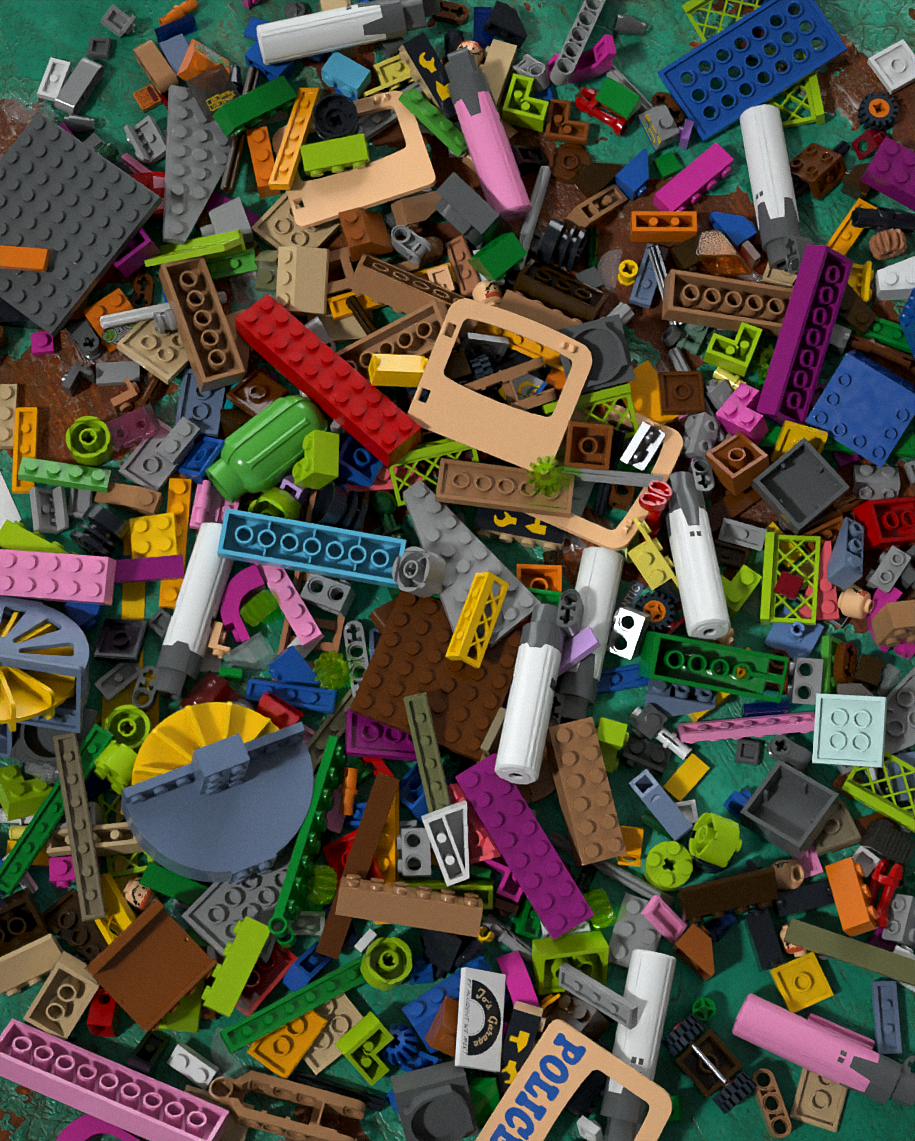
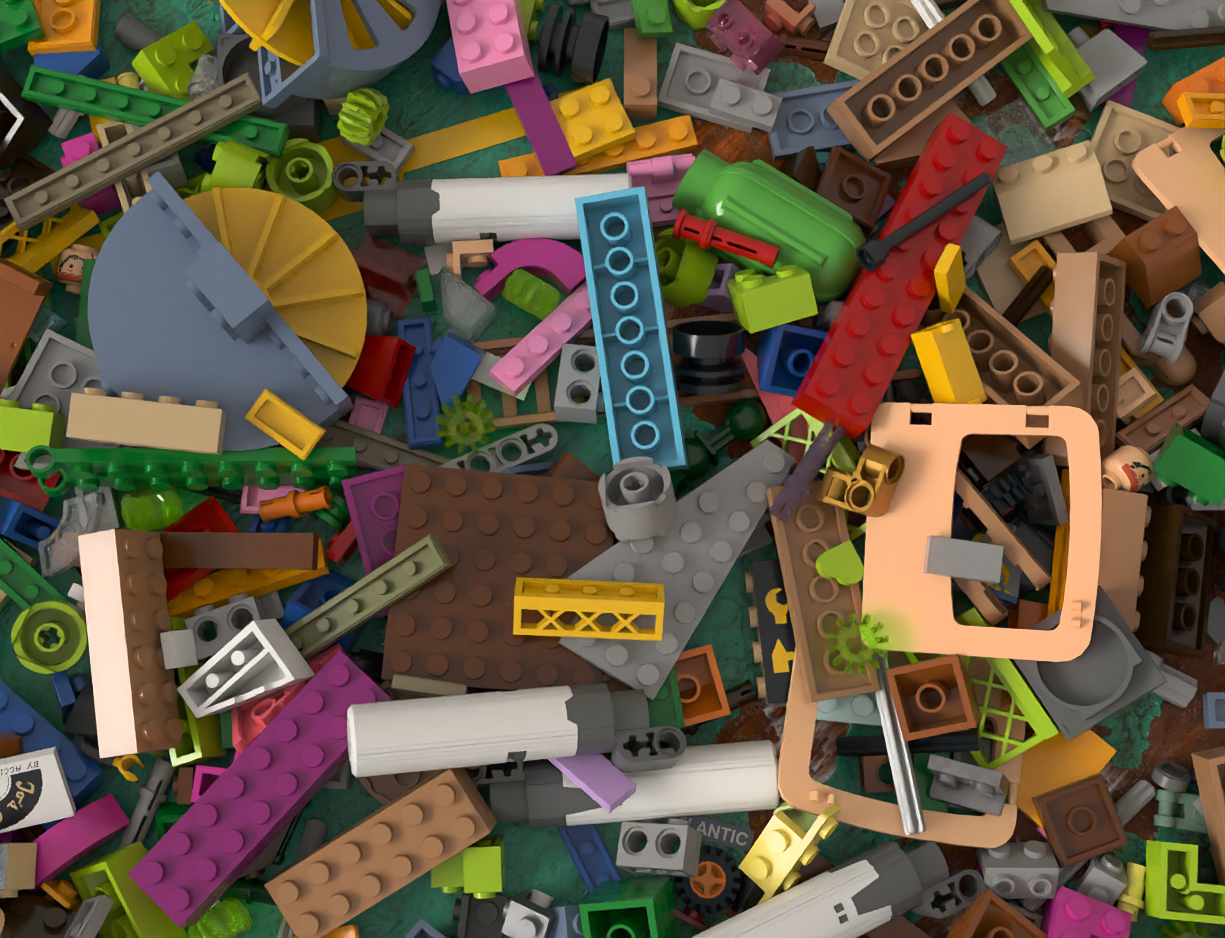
camera: 75 degrees right, 5 degrees up
(104, 676) = (363, 116): none -> lime gear
(121, 641) = (430, 128): black plate -> none
(160, 622) = (477, 168): dark grey tile -> none
(165, 321) = (915, 23): light grey wheel -> none
(203, 455) = (731, 143): blue slope -> none
(266, 481) = (710, 234): none -> red pin
(267, 271) = (1039, 142): olive slope -> none
(278, 850) = (146, 423): none -> tan brick
(303, 769) = (285, 424): none -> yellow tile
(315, 387) = (874, 252): none -> black piece
(323, 937) = (61, 549): none -> clear tile
(342, 352) = (950, 278): none -> yellow tile
(422, 880) = (178, 649): none -> white tile
(439, 478) = (799, 482): none -> pin
(449, 430) = (876, 473): none -> pearl gold piece
(493, 471) = (841, 563): none -> lime tile
(515, 399) = (963, 559): none -> light grey tile
(655, 502) = (872, 833): red piece -> none

